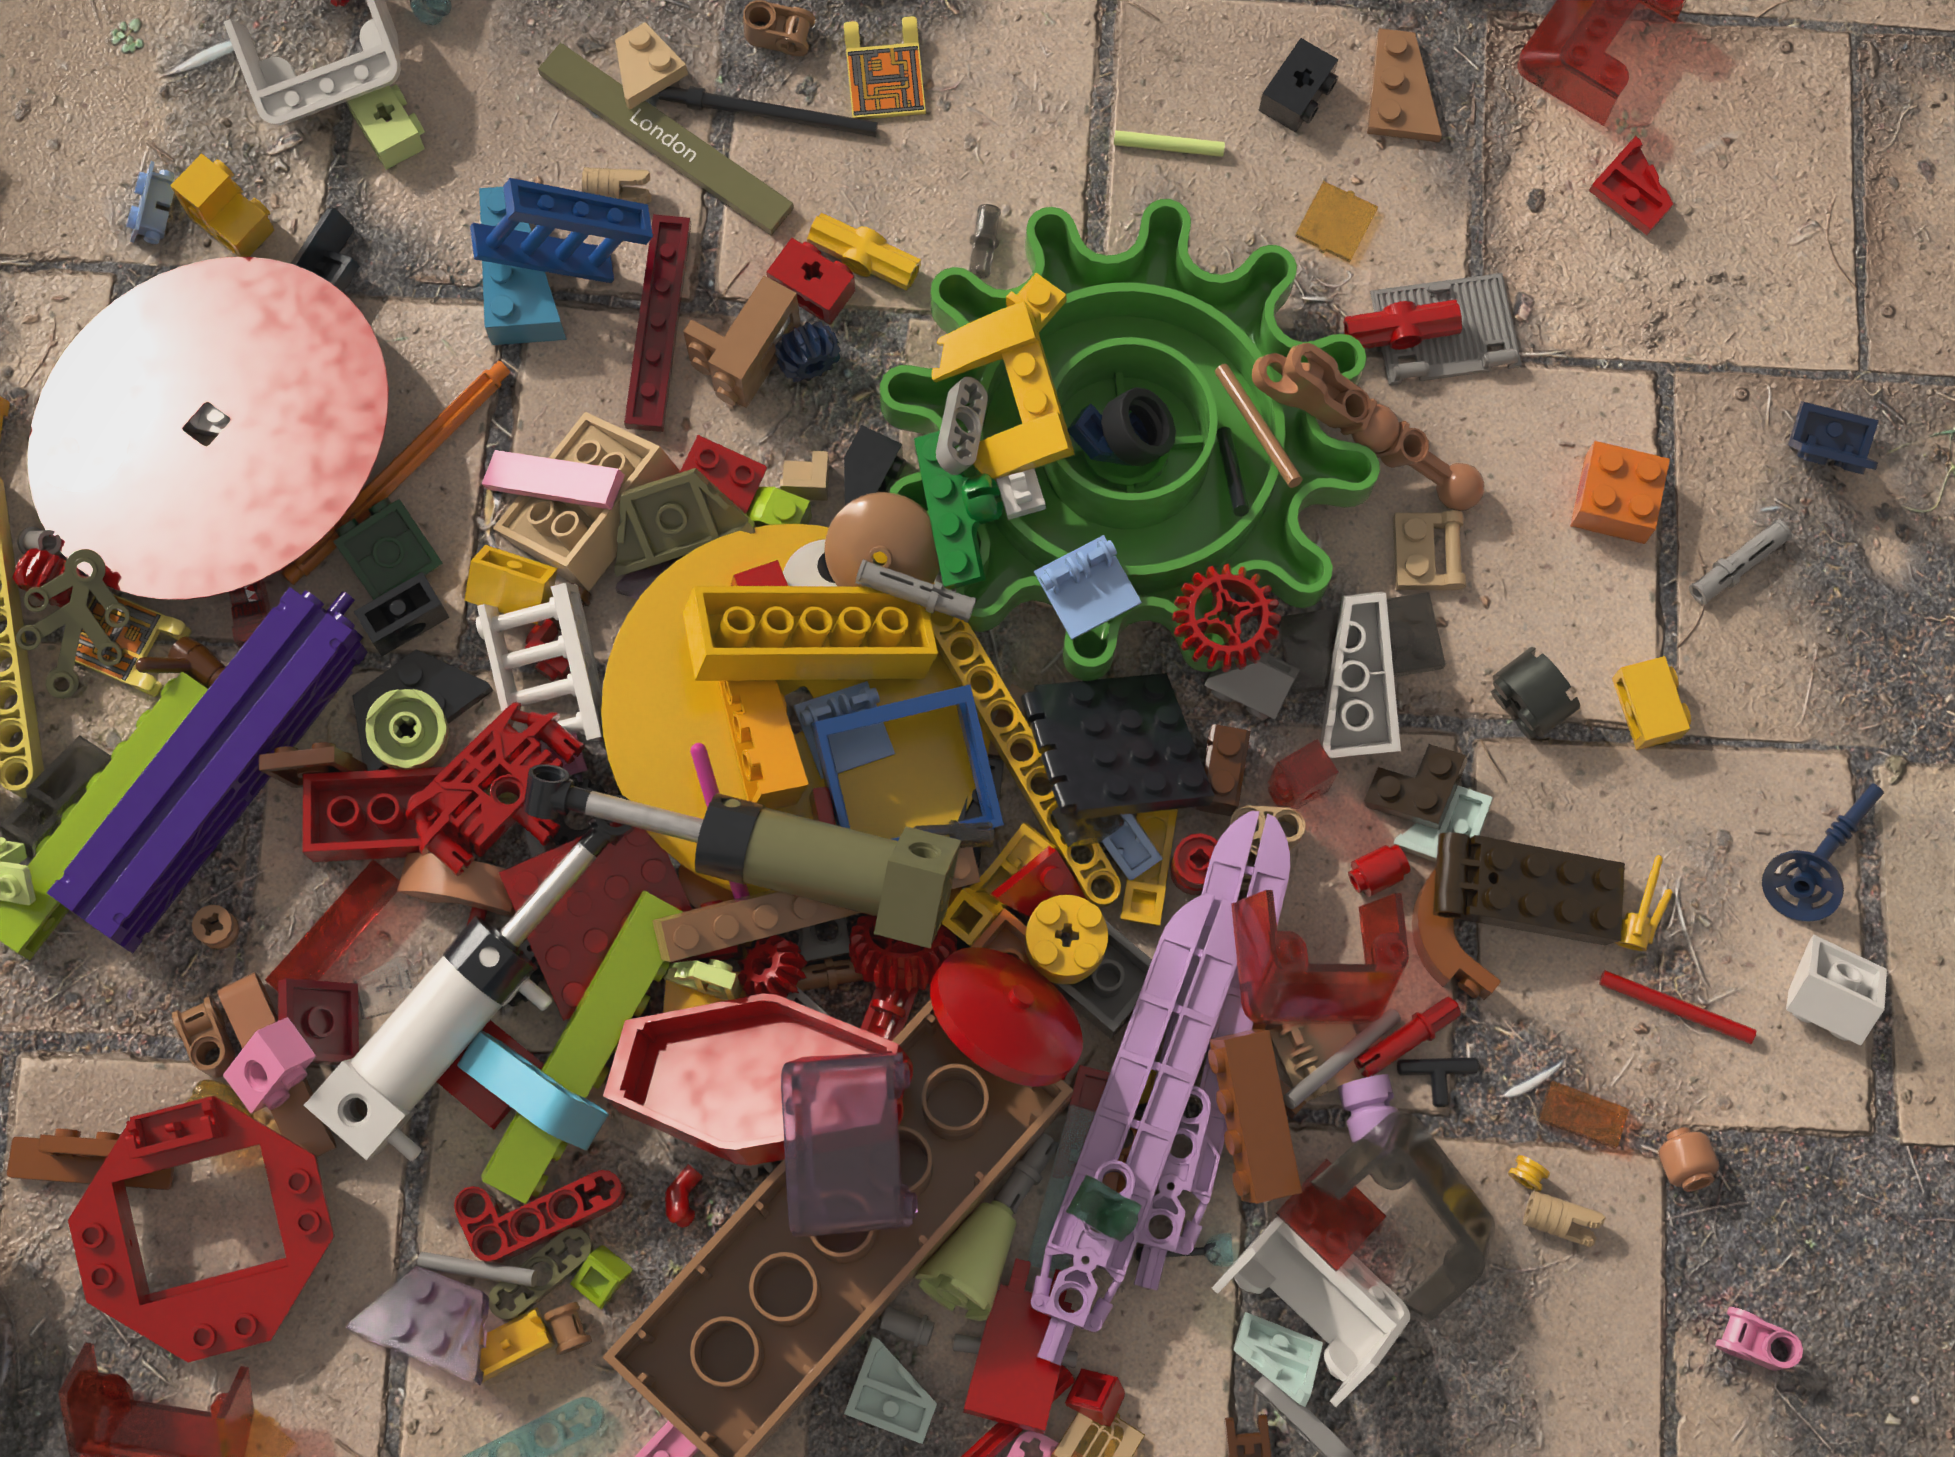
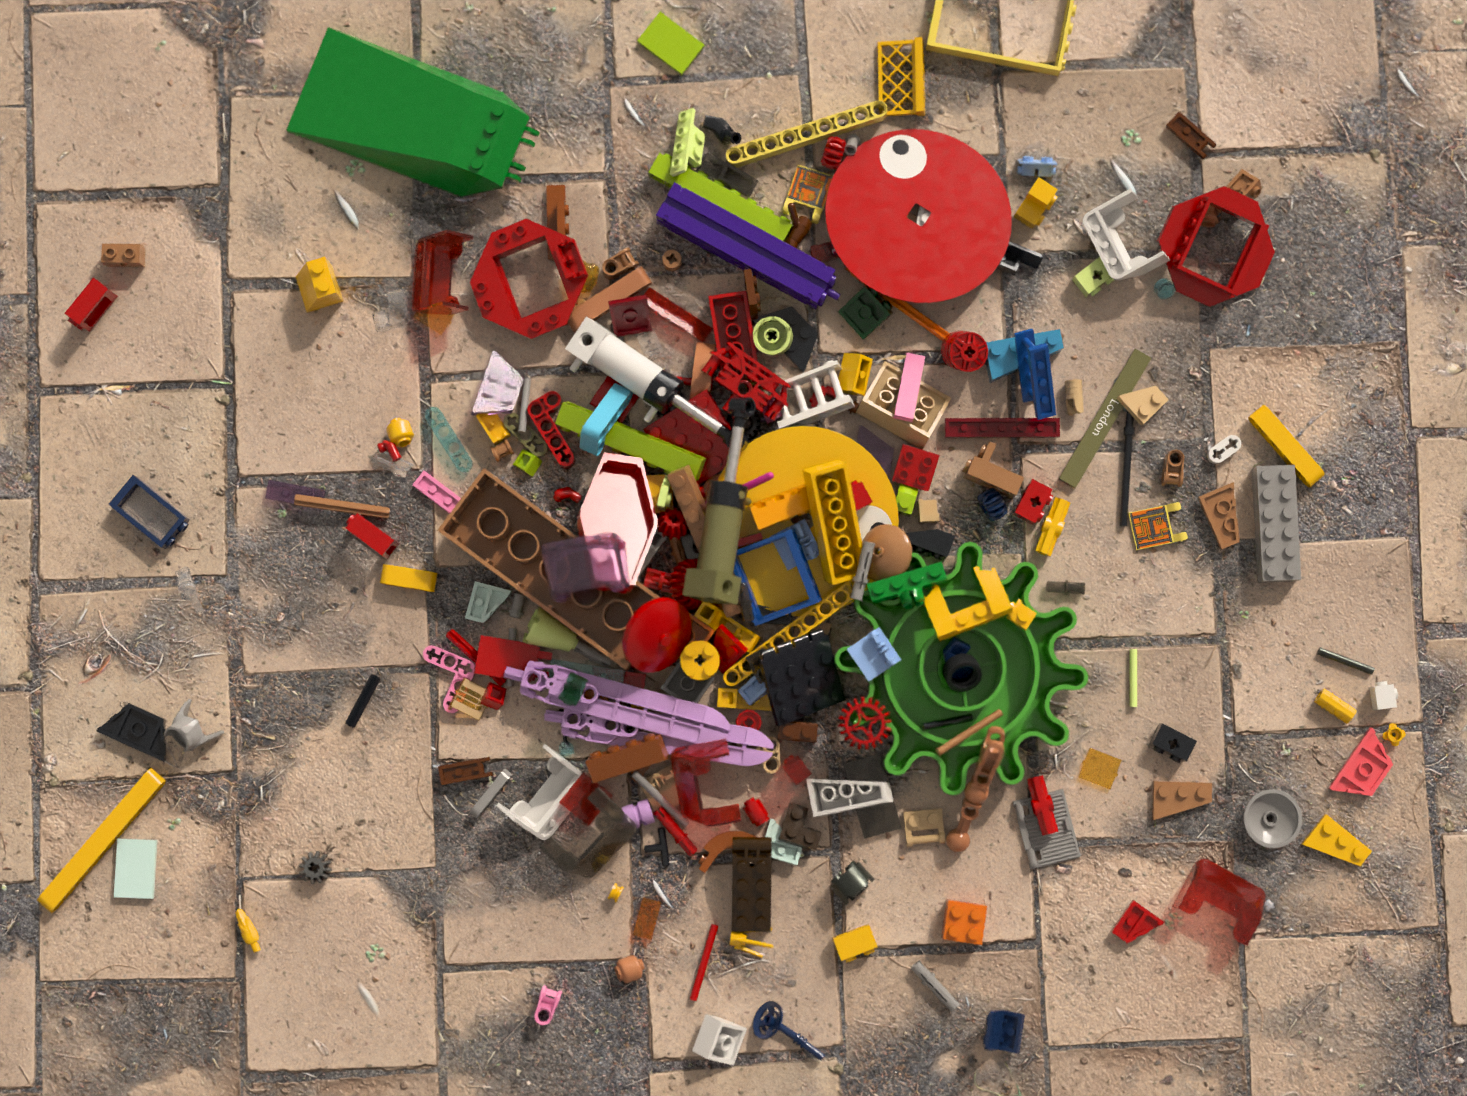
camera: 85 degrees right, 10 degrees up
(75, 616) = (813, 169): olive plant -> none
(269, 1066) = (603, 298): bright pink brick -> none
(401, 614) = (833, 324): black brick -> none
(495, 367) = (959, 341): none -> red wheel
(673, 519) = (892, 449): olive wing -> none
(959, 459) = (941, 579): light grey beam -> none
(1021, 494) = (919, 617): white tile -> none
(1258, 686) = (839, 749): light grey slope -> none
(1280, 1355) = (519, 779): light aqua wing -> none
(1556, 1218) = (595, 910): tan hinge -> none

